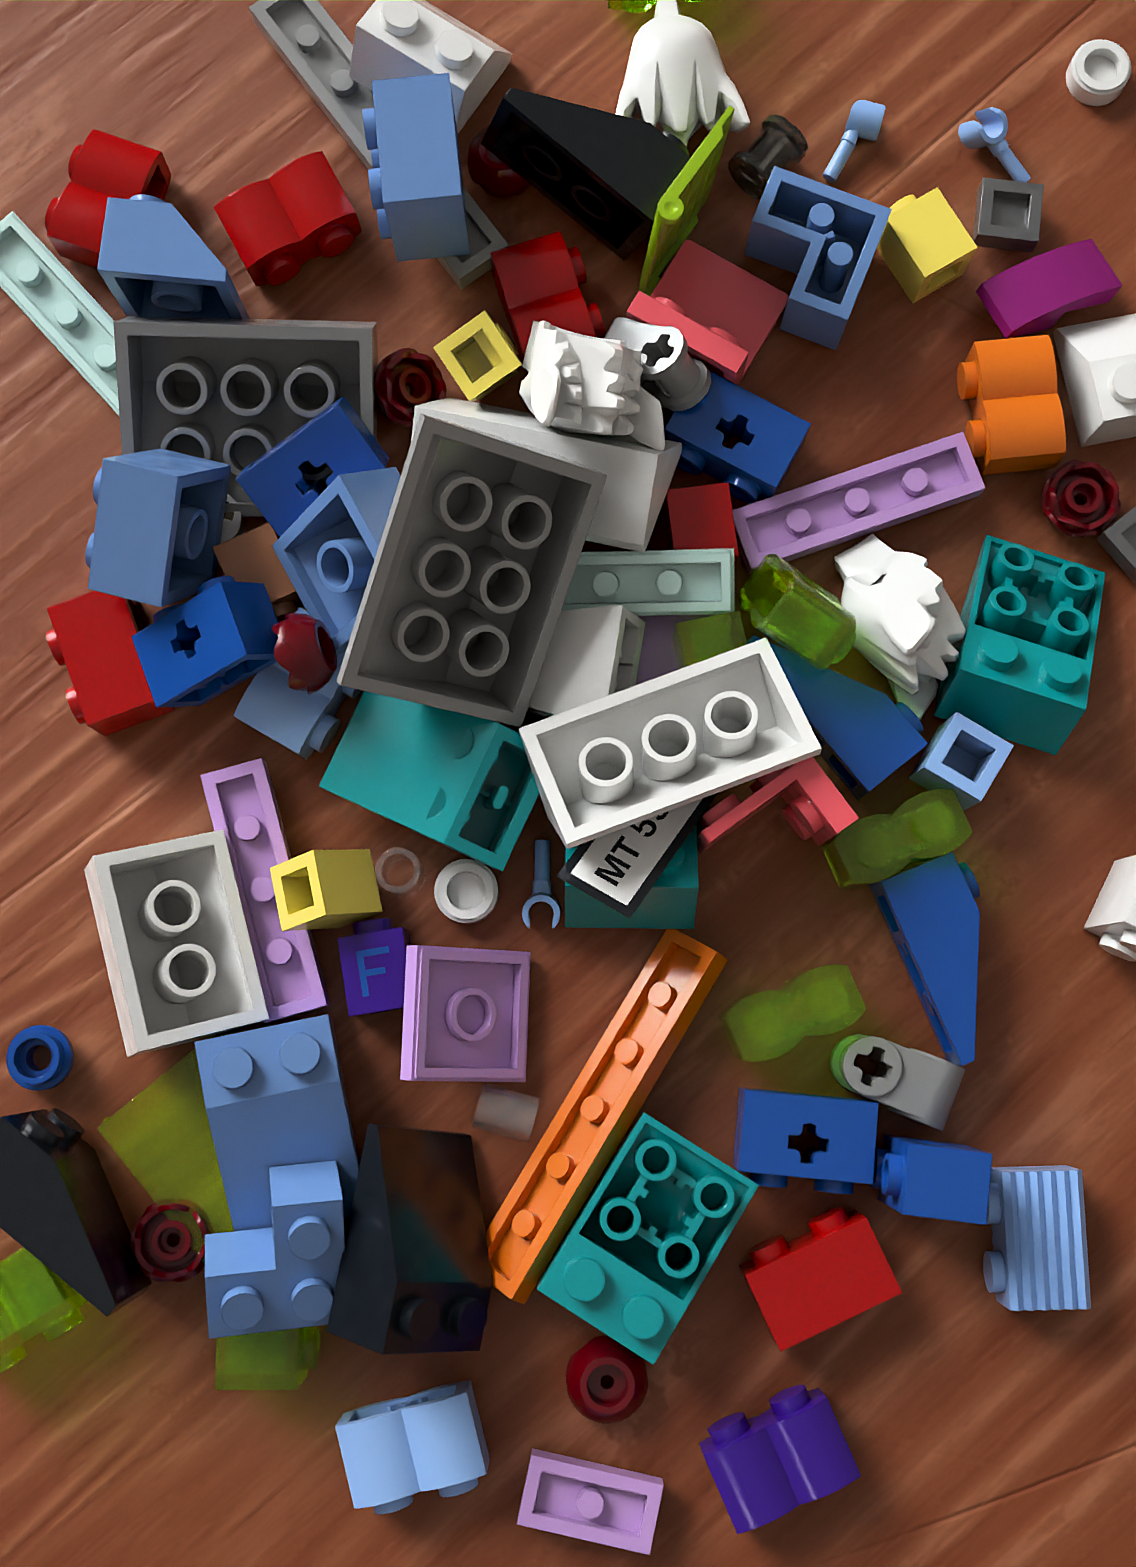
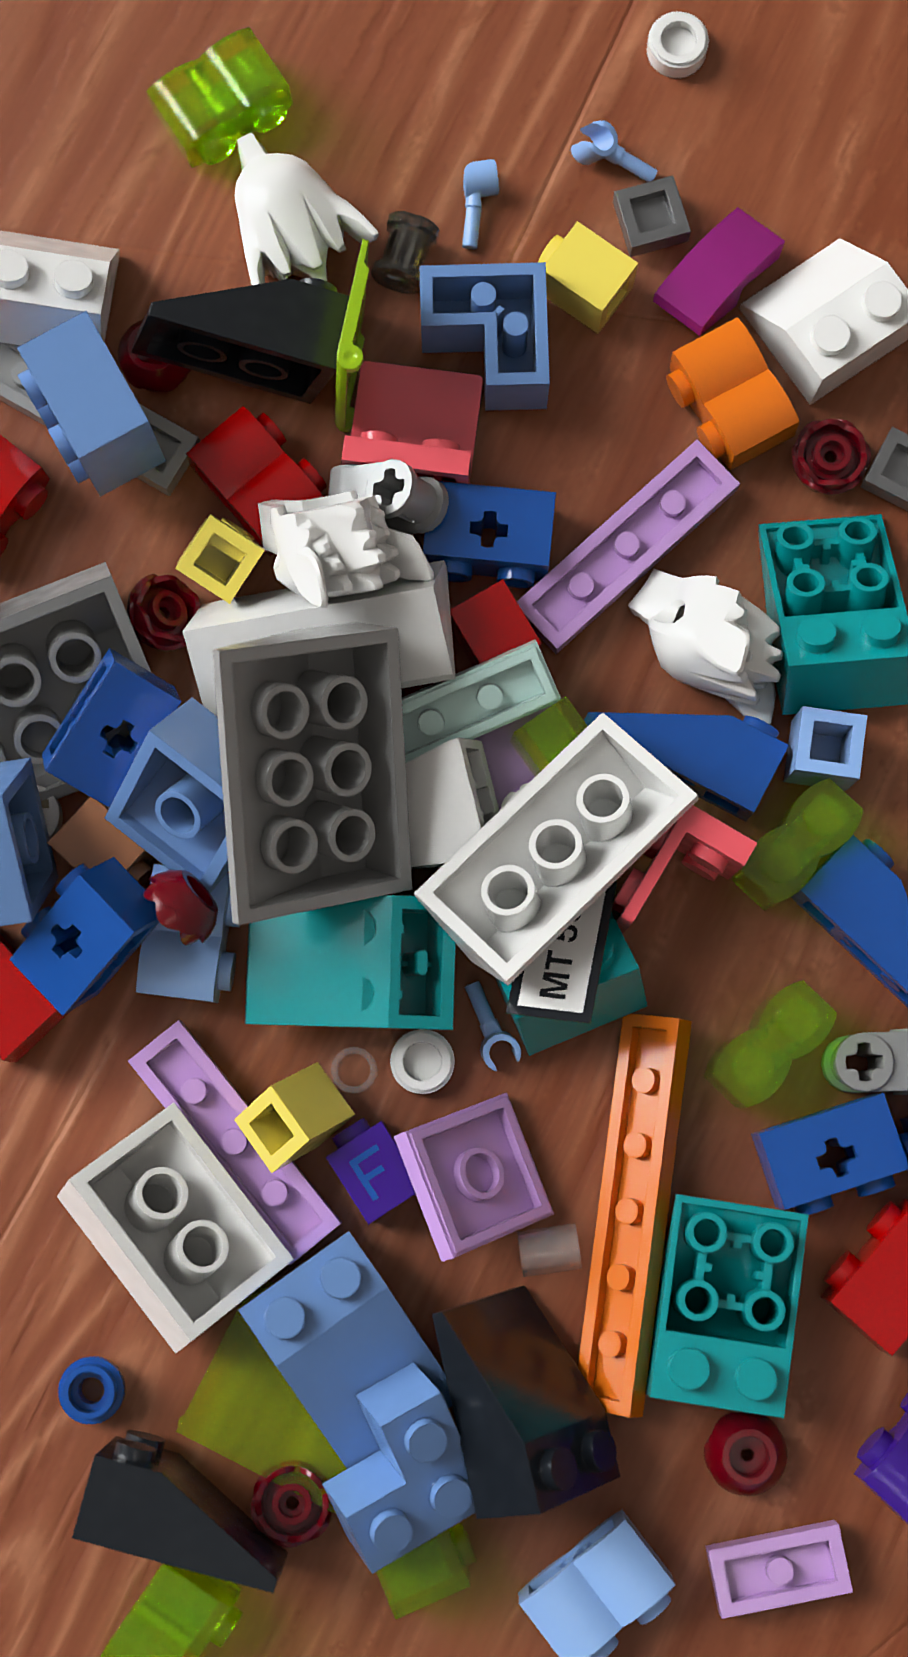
camera: 25 degrees left, 0 degrees up
(798, 613) = (619, 675): clear neon green brick -> none

